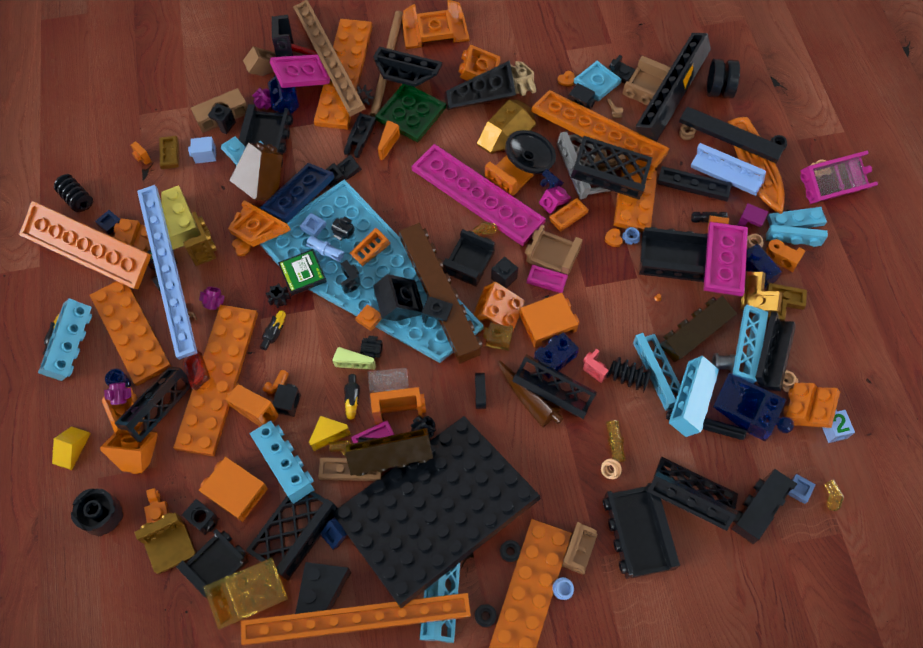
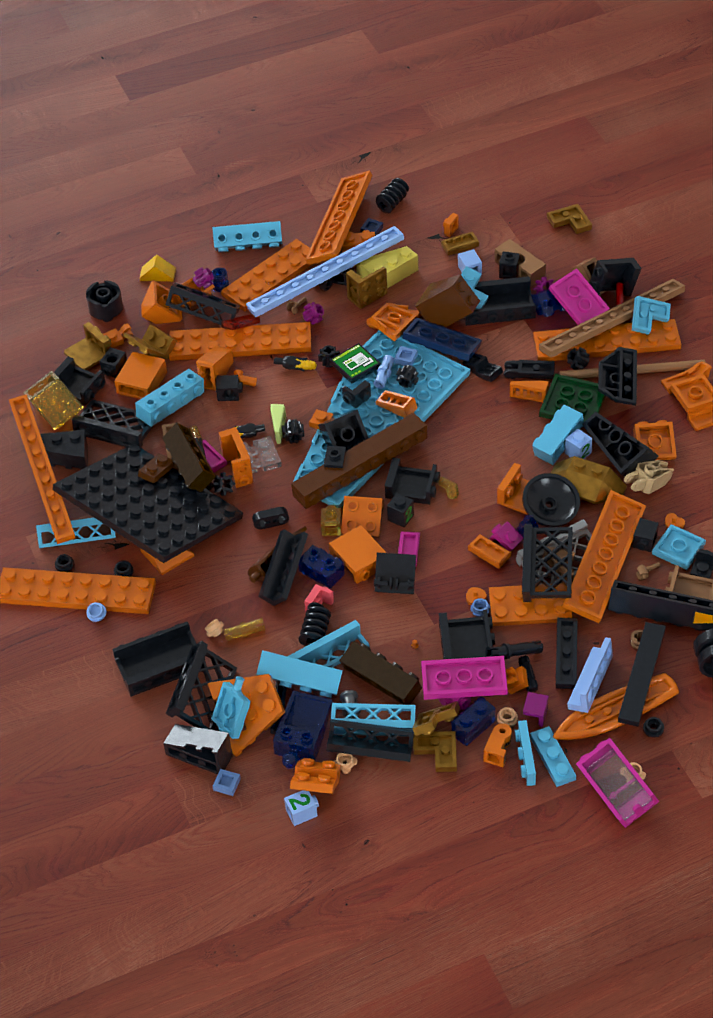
camera: 80 degrees right, 15 degrees down
(177, 57) = (570, 215): none -> pearl gold plate
(190, 467) = (153, 342): none -> pearl gold bracket
(327, 431) = (205, 421): yellow slope -> none
(333, 28) = (646, 310): none -> medium azure plate
(333, 533) = (115, 447): dark blue plate -> none
(389, 490) = (156, 468): none -> reddish brown plate
(453, 129) = (552, 440): none -> medium azure brick
(468, 119) = (578, 444): none -> light blue brick
(478, 194) = (479, 488): dark pink plate -> none
(552, 251) = (440, 545): medium nougat panel -> none
(580, 548) = (134, 616): medium nougat hinge -> none
(583, 292) = (395, 573): none -> black hinge
(694, 220) = (509, 650): none -> black pin
(727, 439) = (263, 710): none -> orange wing
(735, 464) = (231, 708): none -> medium azure plate
(836, 497) = (224, 815): clear yellow arm -> none

